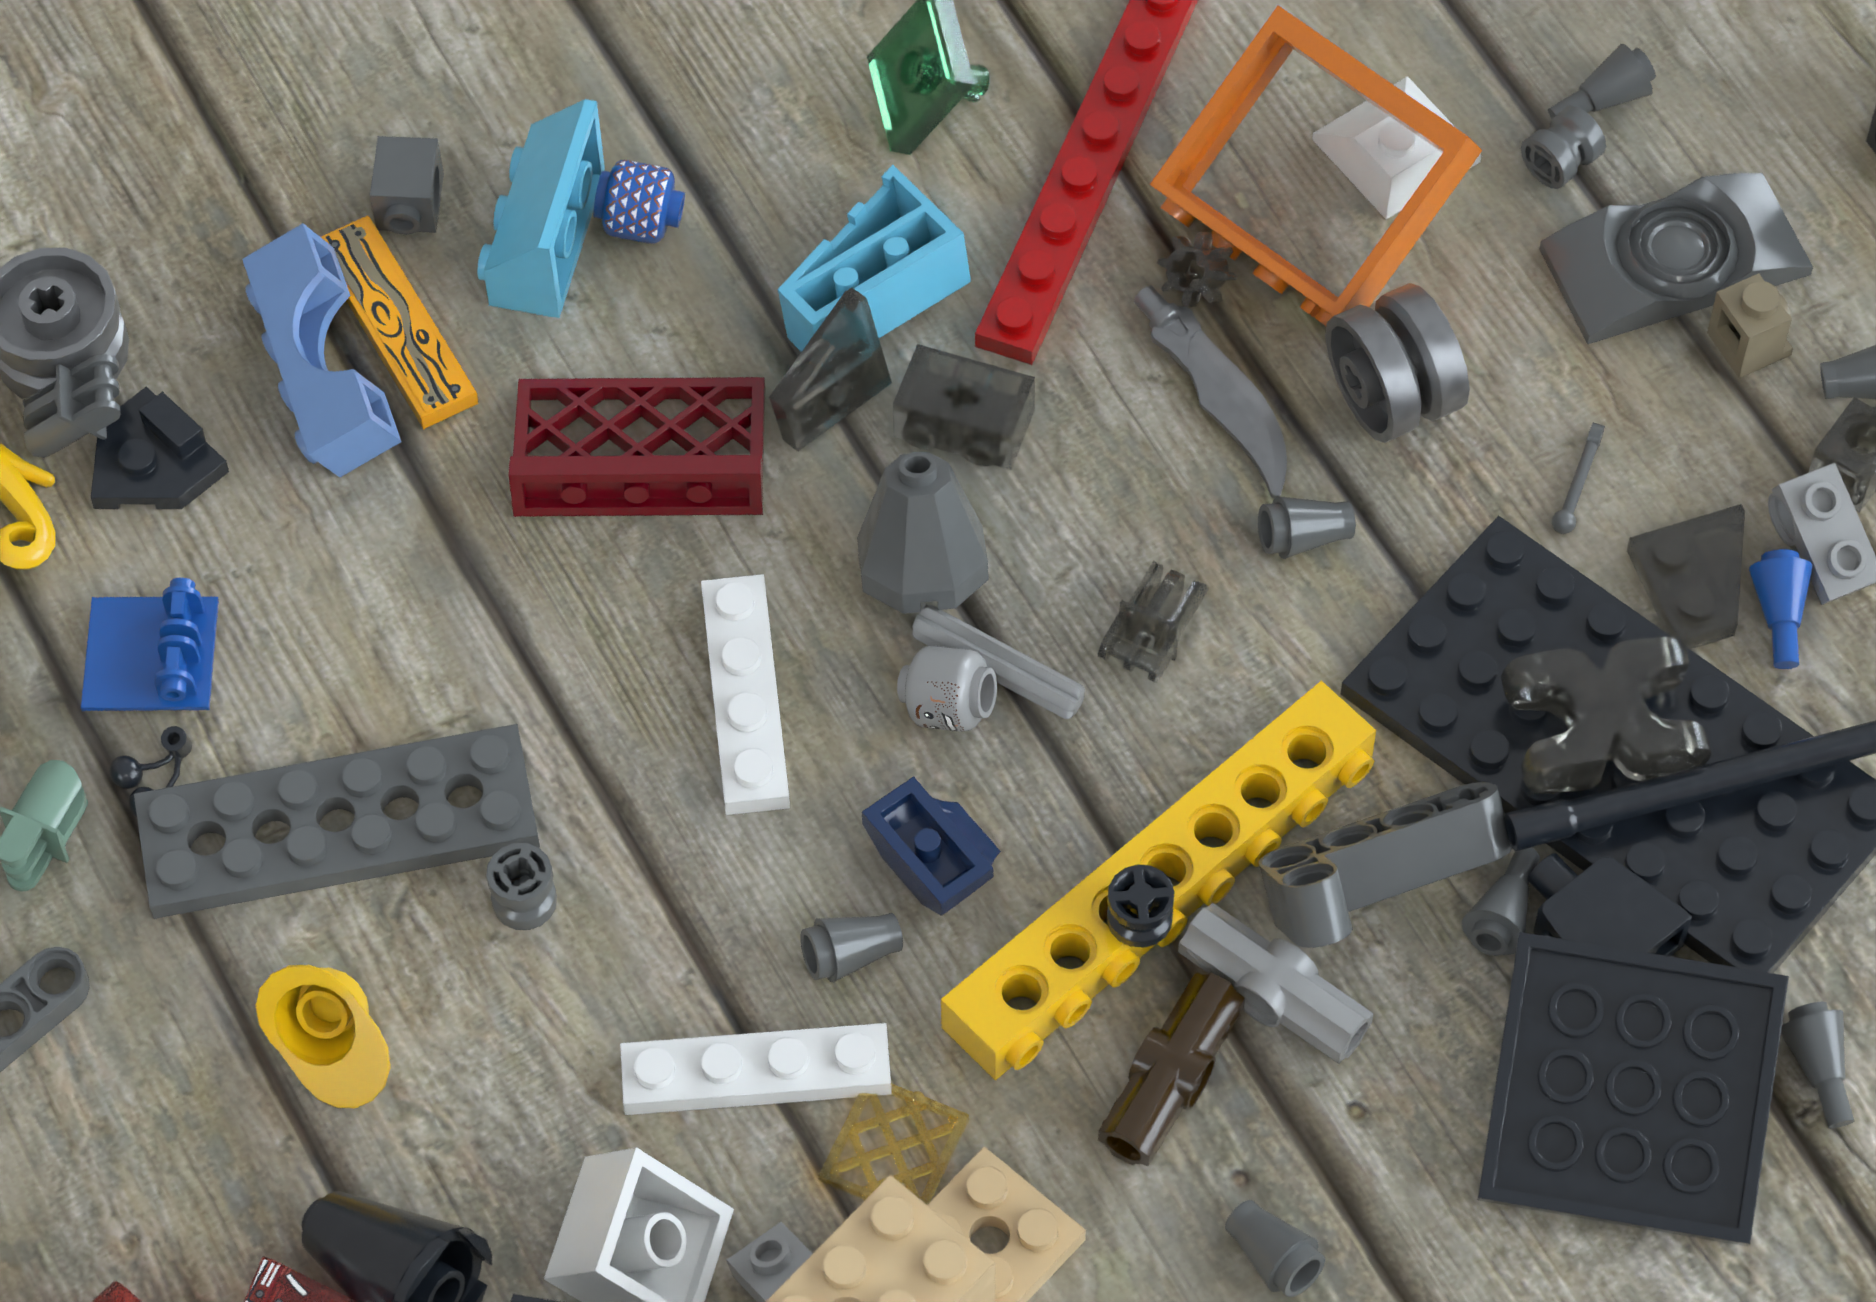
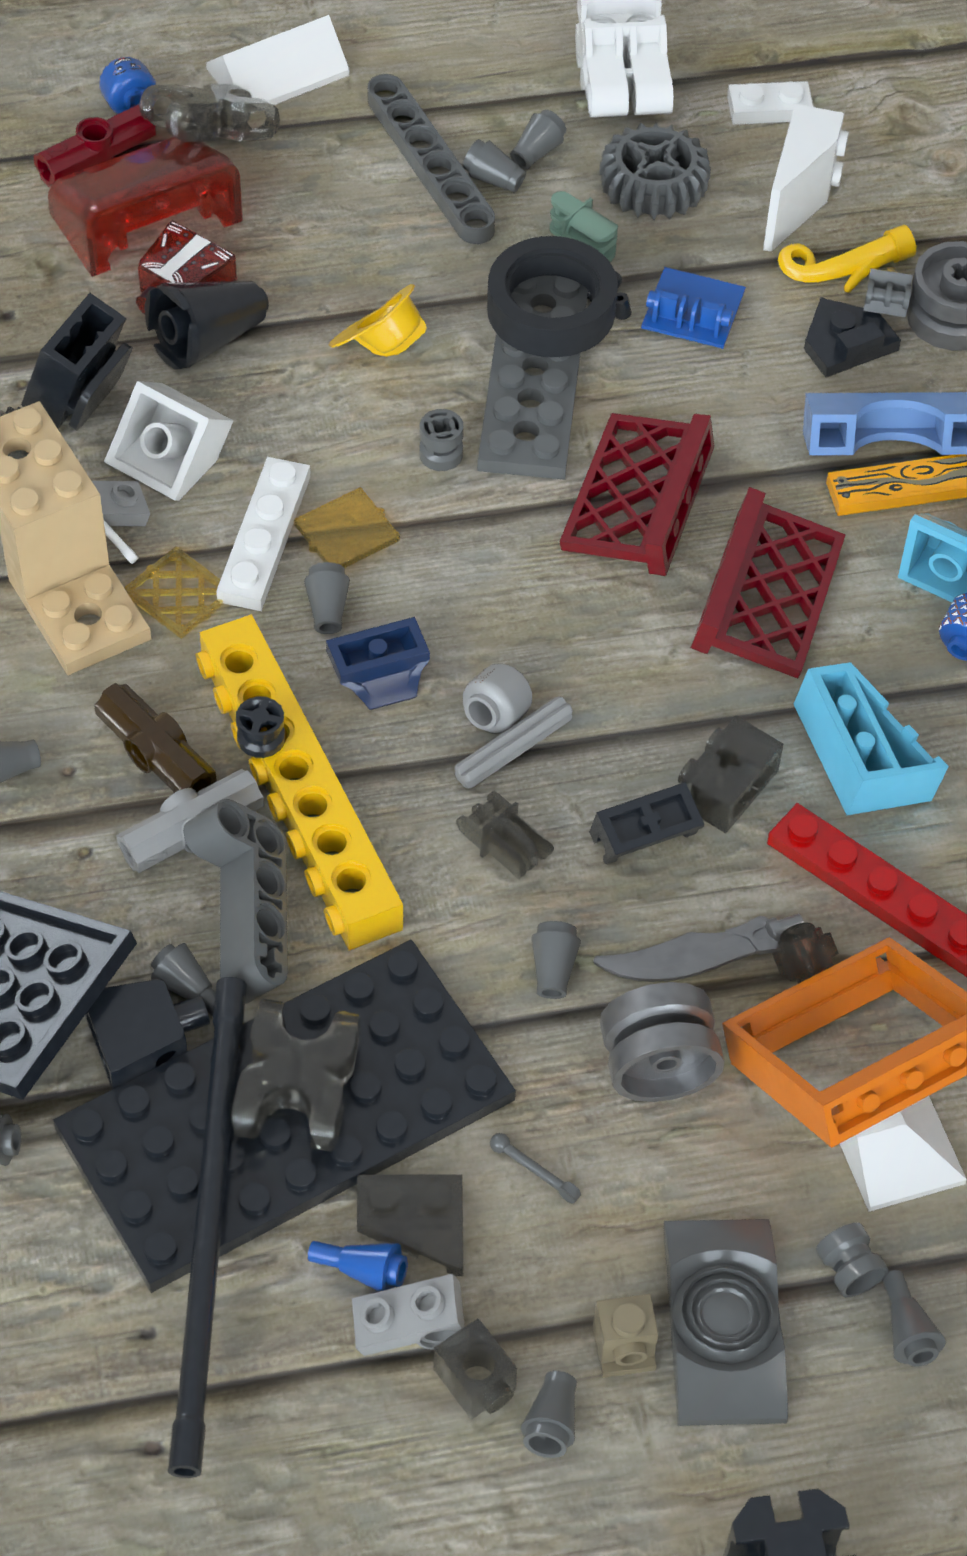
camera: 105 degrees right, 5 degrees down
(208, 732) = (560, 258): none -> black tyre
(512, 576) = (672, 505): none -> dark red fence
(708, 971) = (347, 529): none -> clear yellow piece
(745, 695) = (546, 597): white plate -> none
(832, 373) = (779, 693): clear smoke wing -> none
(921, 537) = (615, 706): dark grey cone -> none
(1079, 474) = (646, 822): none -> black hinge

